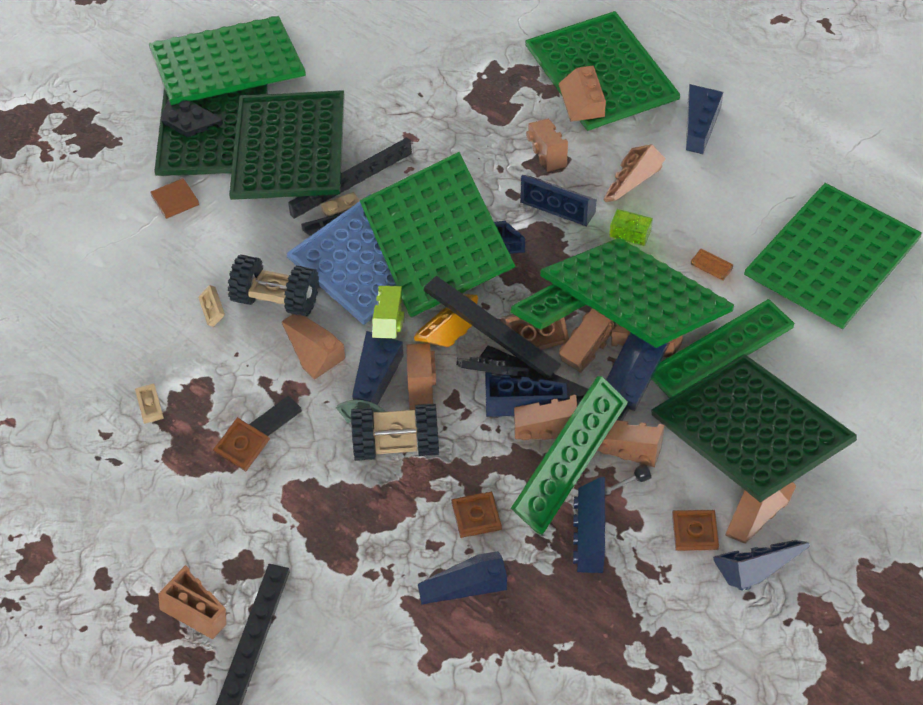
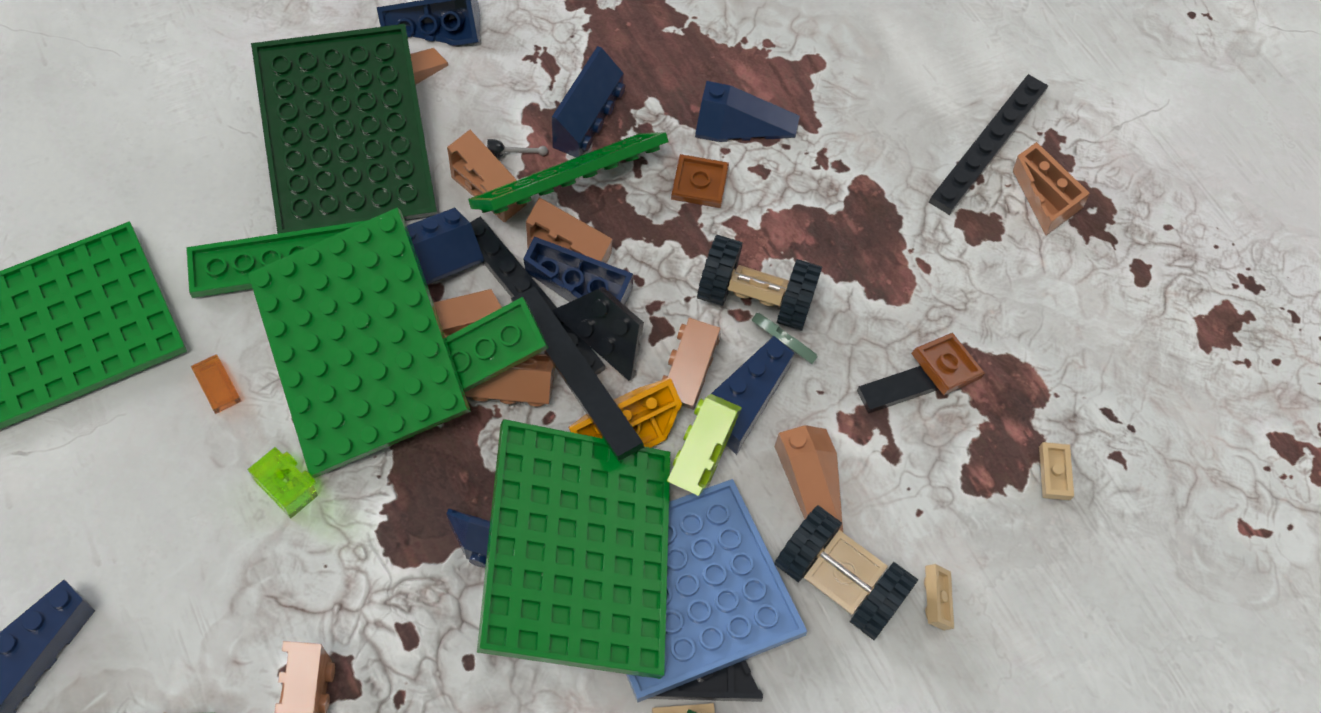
camera: 165 degrees left, 10 degrees up
(557, 200) = (353, 573): dark blue slope -> none
(636, 167) = (204, 586): nougat wedge -> none
(695, 530) = (476, 77): dark orange tile -> none

